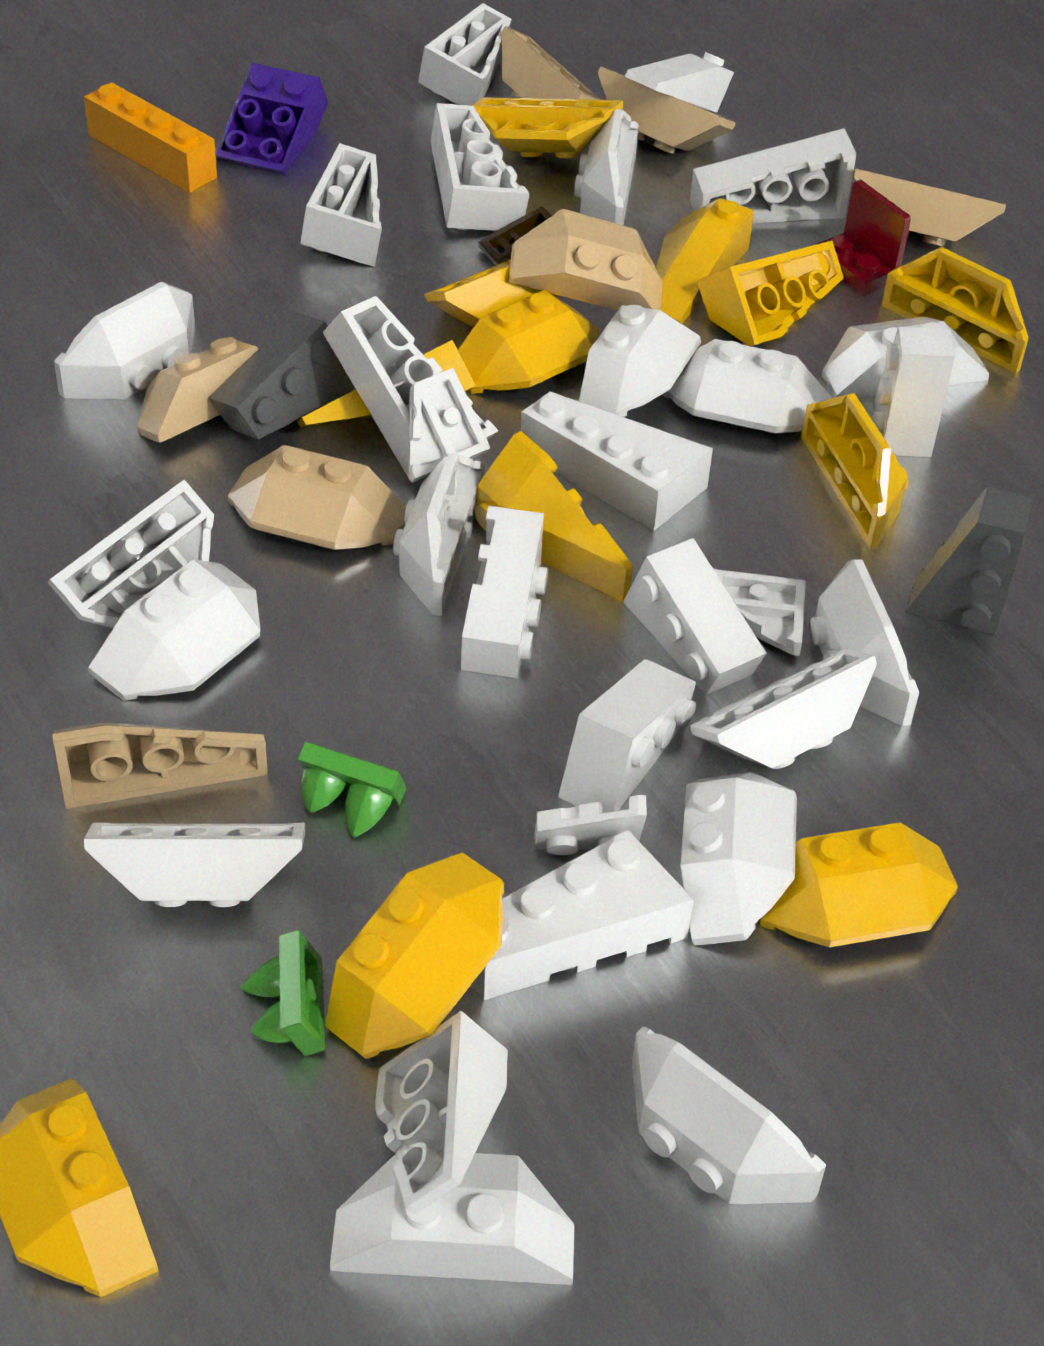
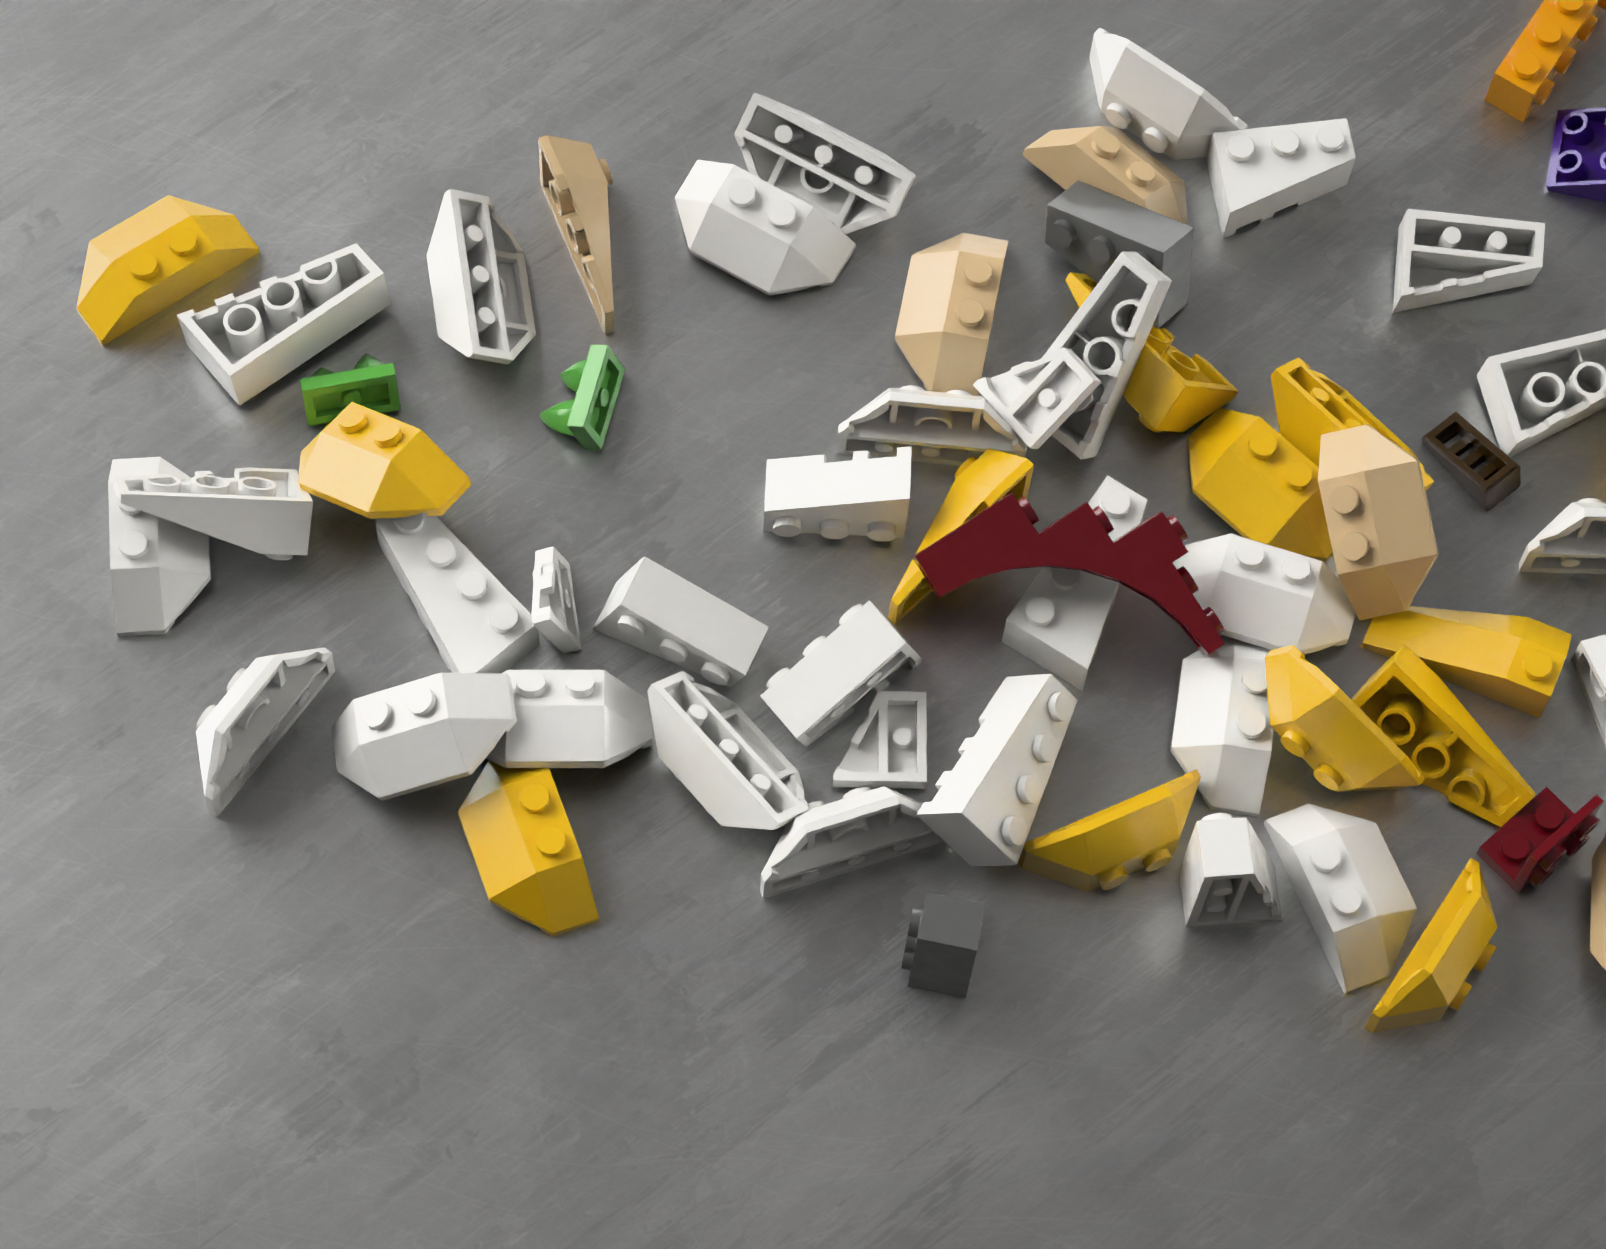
camera: 80 degrees right, 20 degrees up
(201, 1058) = (284, 322): none -> white wedge
(231, 293) = (1276, 167): none -> white wedge
(598, 439) = (1139, 559): none -> dark red arch
(758, 953) = (422, 731): none -> white wedge
(781, 306) = (1330, 729): none -> yellow wedge
(804, 513) = (1002, 772): none -> white wedge

